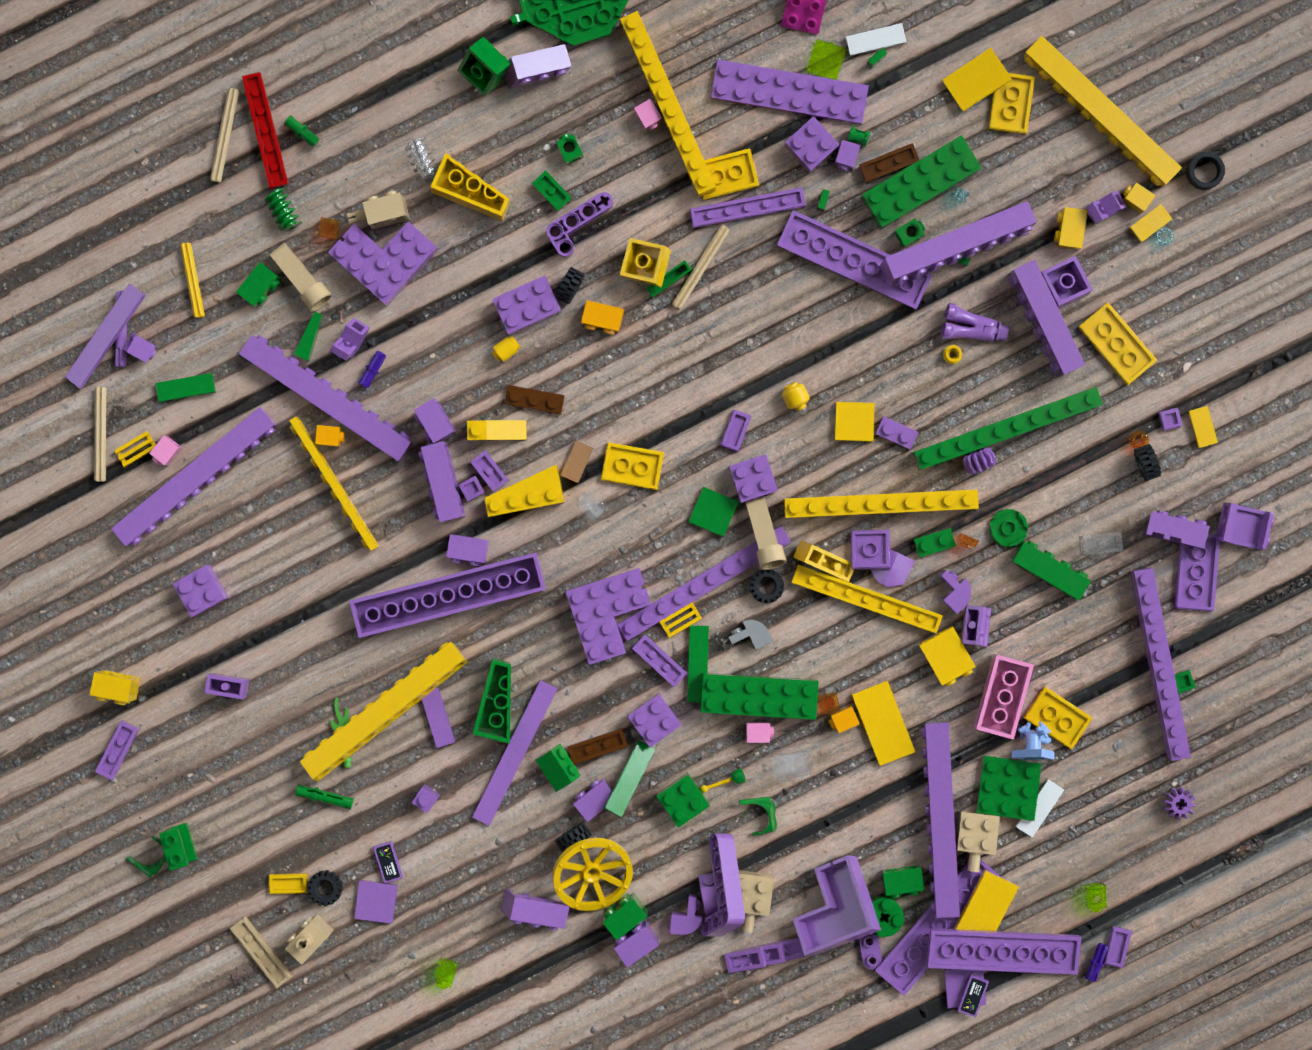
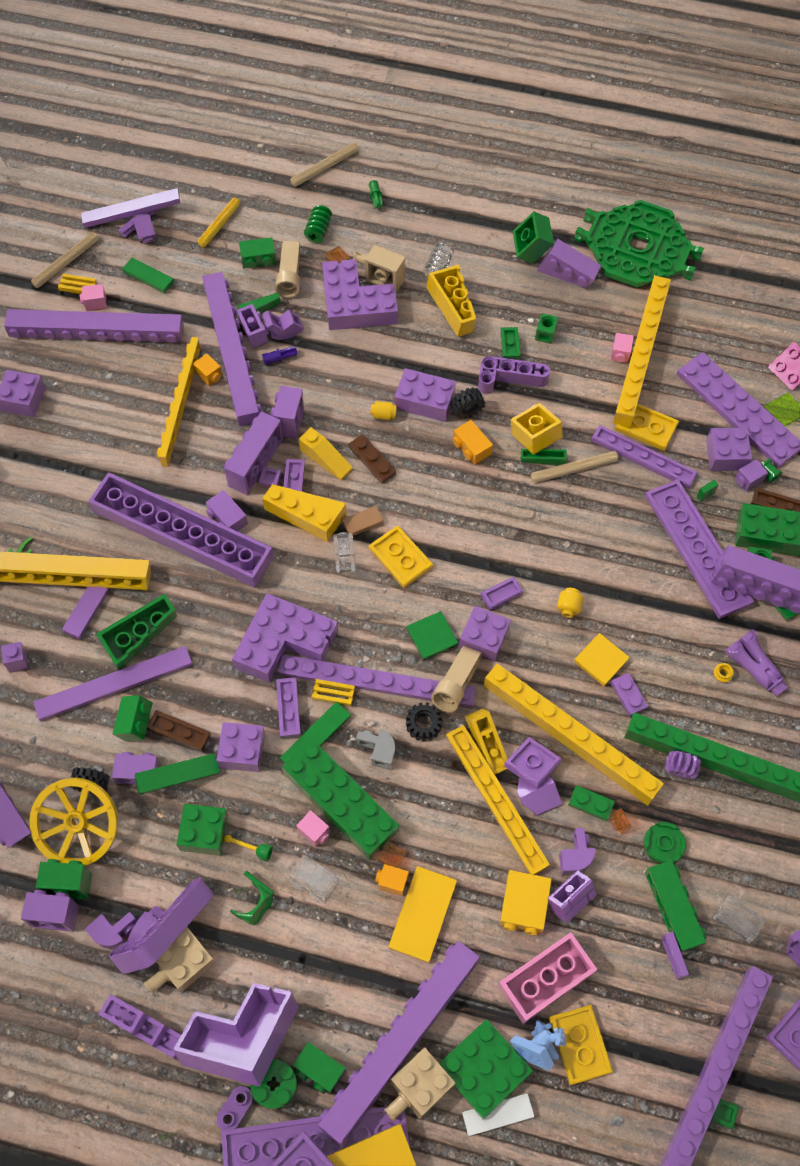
camera: 40 degrees right, 25 degrees down
(265, 130) = (353, 178): red plate -> none
(327, 364) = (252, 325): none -> medium lavender brick
(1076, 605) = (675, 956): none -> medium lavender tile

